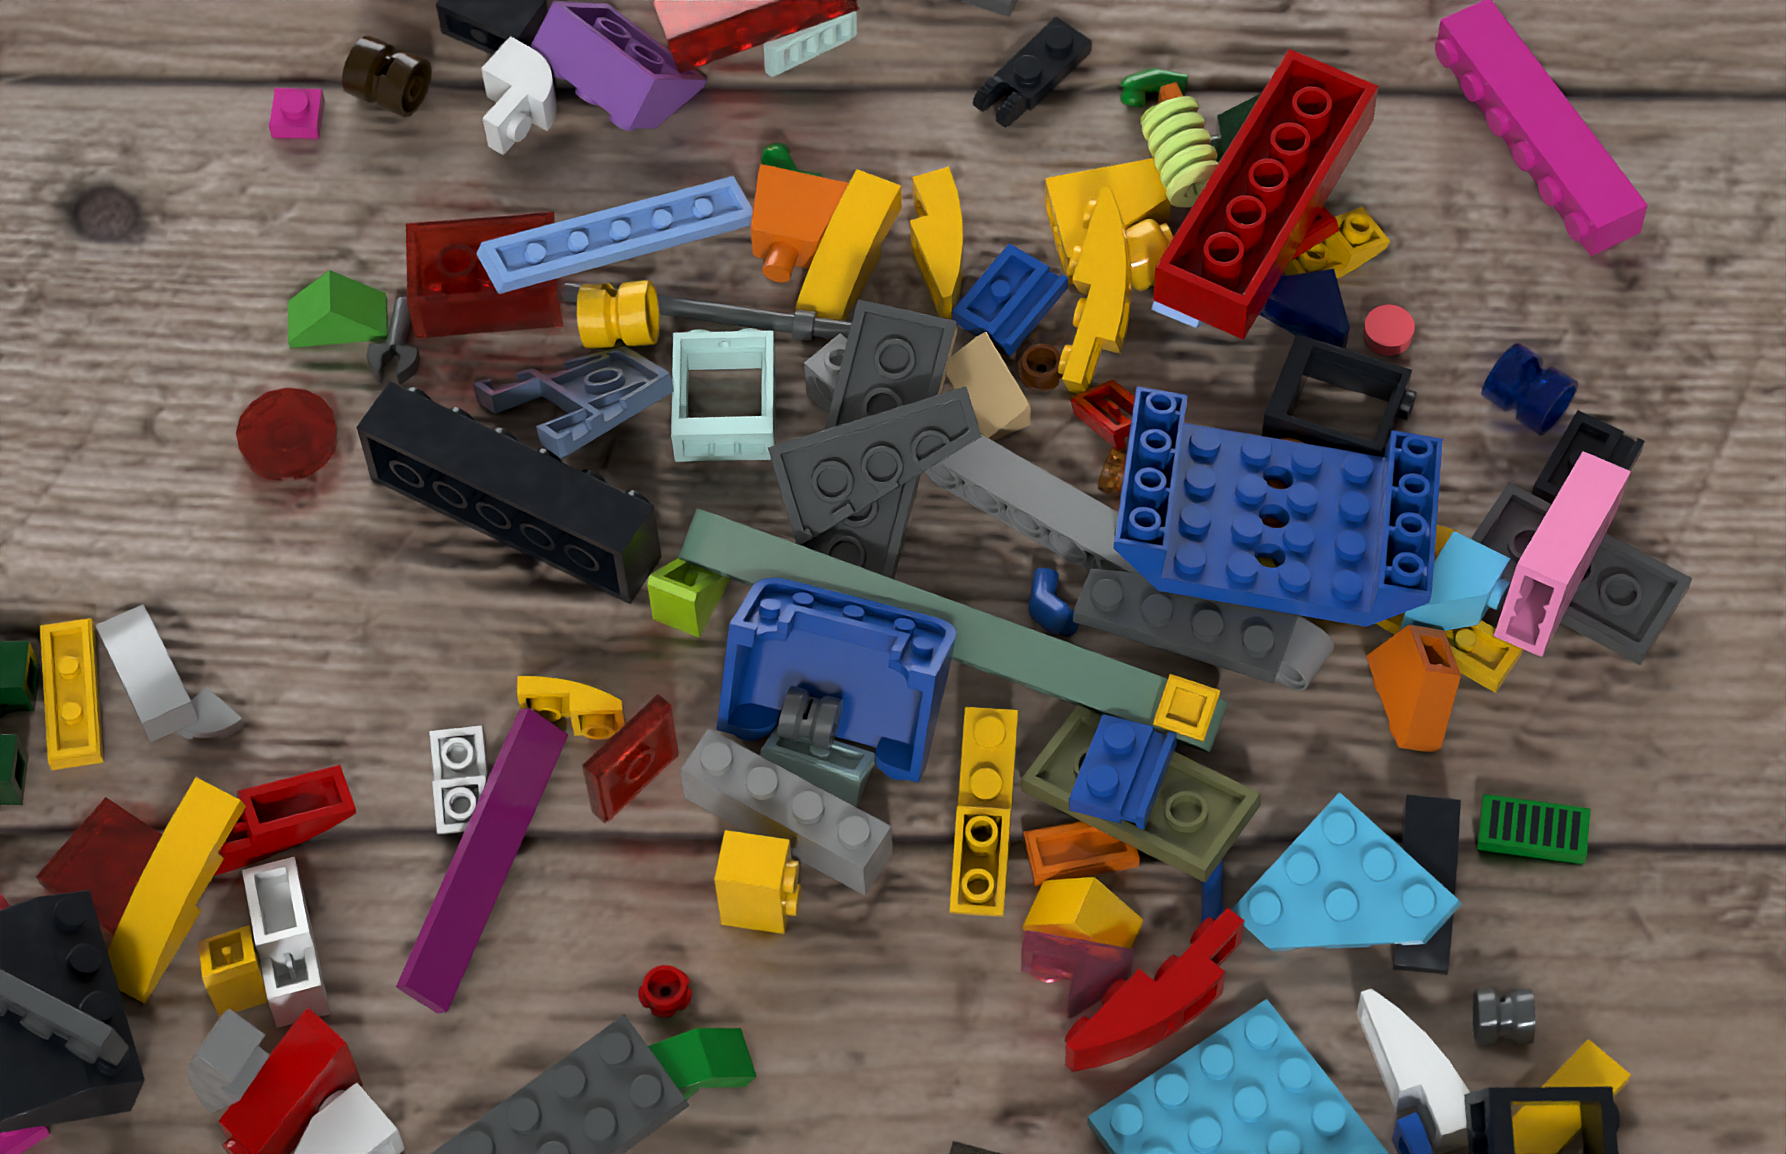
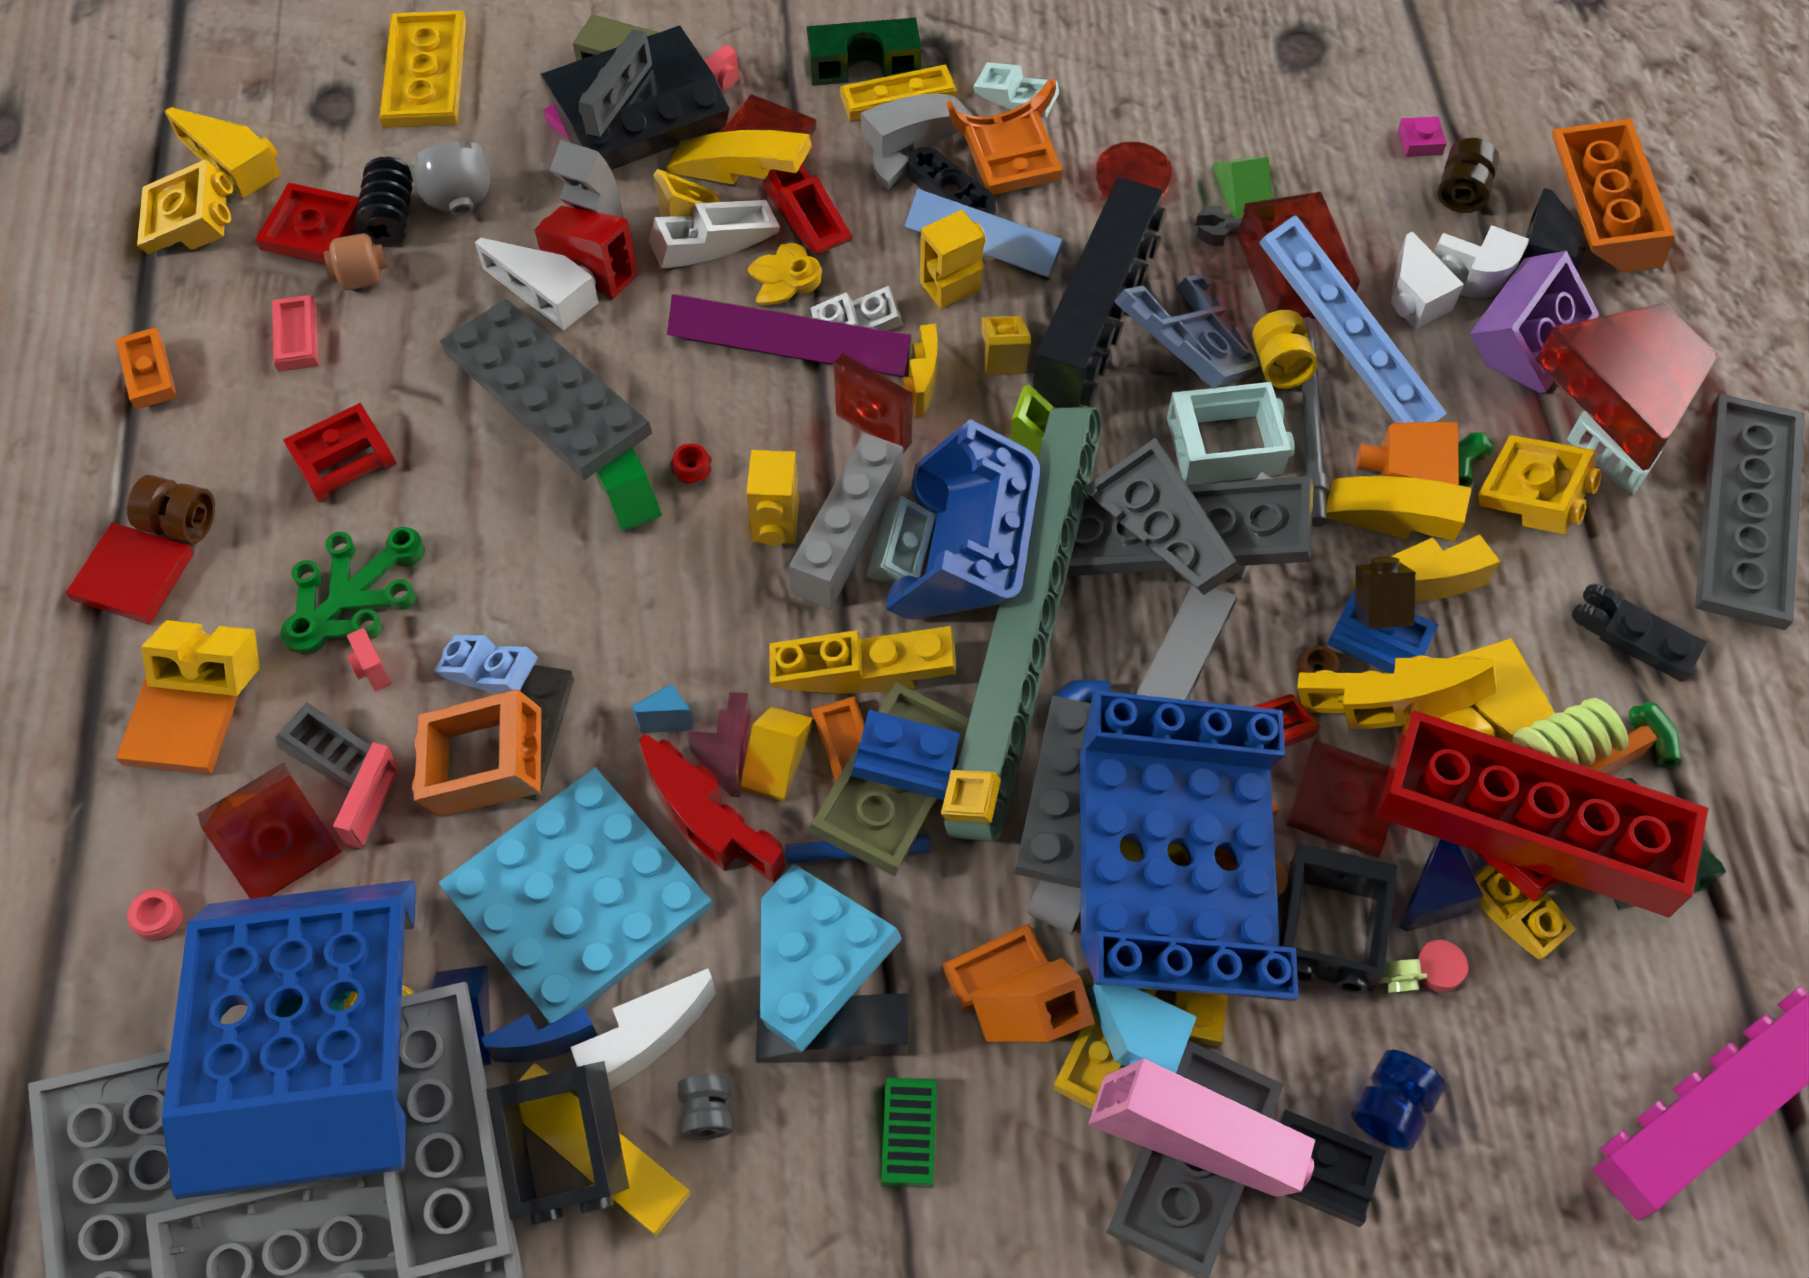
camera: 80 degrees right, 0 degrees up
(107, 549) = (1007, 86): none -> light aqua slope
(213, 561) = (1012, 146): none -> orange piece
(269, 624) = (944, 173): none -> black beam
(358, 615) = (1004, 238): none -> light blue tile
(370, 866) = (785, 274): none -> yellow plate
(416, 645) = (951, 258): none -> yellow brick
(536, 162) = (1422, 284): none -> white slope
(541, 605) = (1005, 344): none -> yellow slope
(810, 717) = (931, 522): dark grey wheel -> none
(841, 110) = (1541, 483): none -> yellow plate
(987, 275) = (1385, 593): none -> dark brown brick
(991, 387) = (1285, 628): tan slope -> none
(1022, 1033) = (663, 712): none -> dark azure slope
(1204, 367) = (1341, 799): none -> clear red tile
(1360, 728) = (993, 963): none -> orange tile
(1401, 355) = (1402, 975): none -> yellowish green plate

